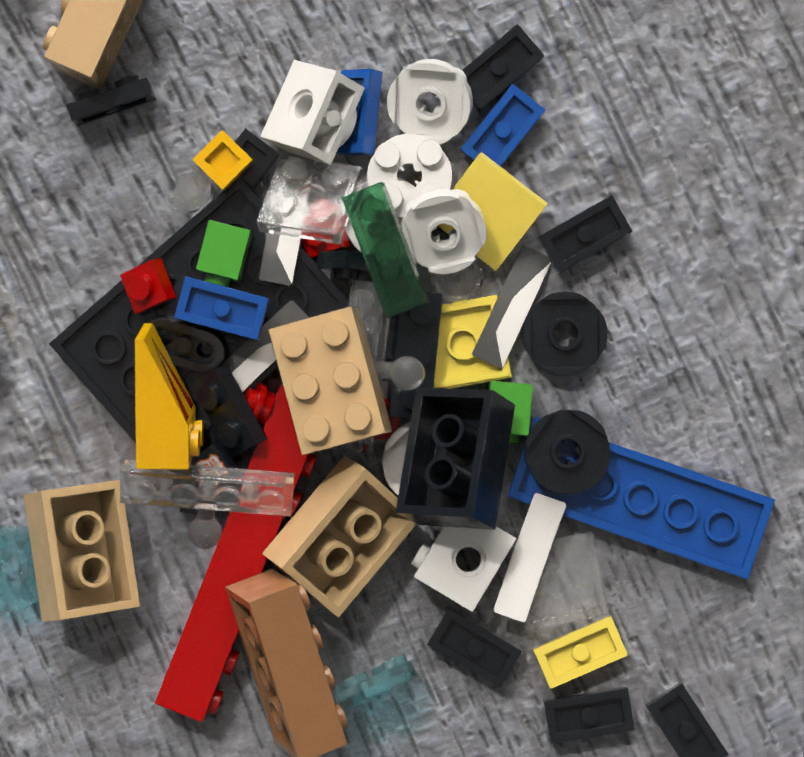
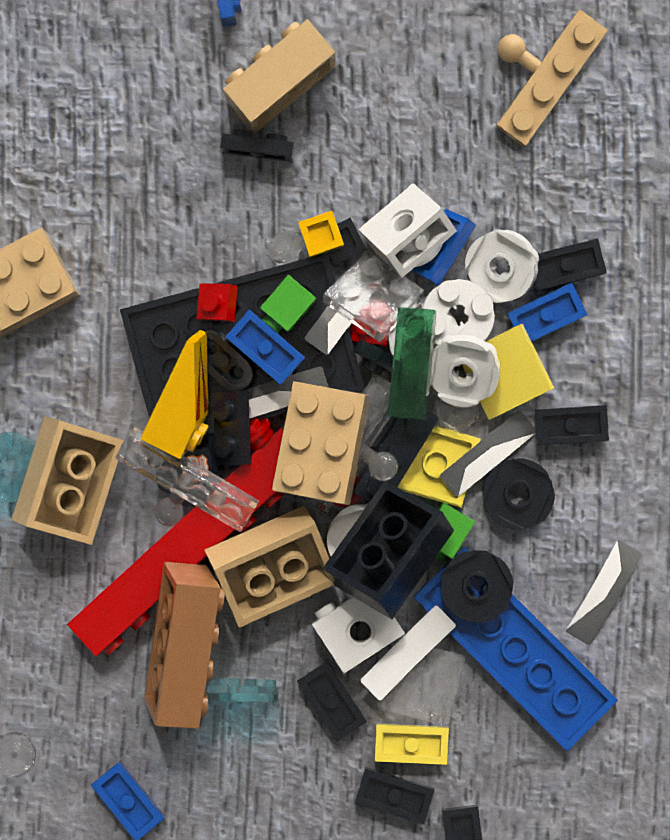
camera: 25 degrees right, 0 degrees up
(705, 393) = (604, 592): none -> dark grey sticker

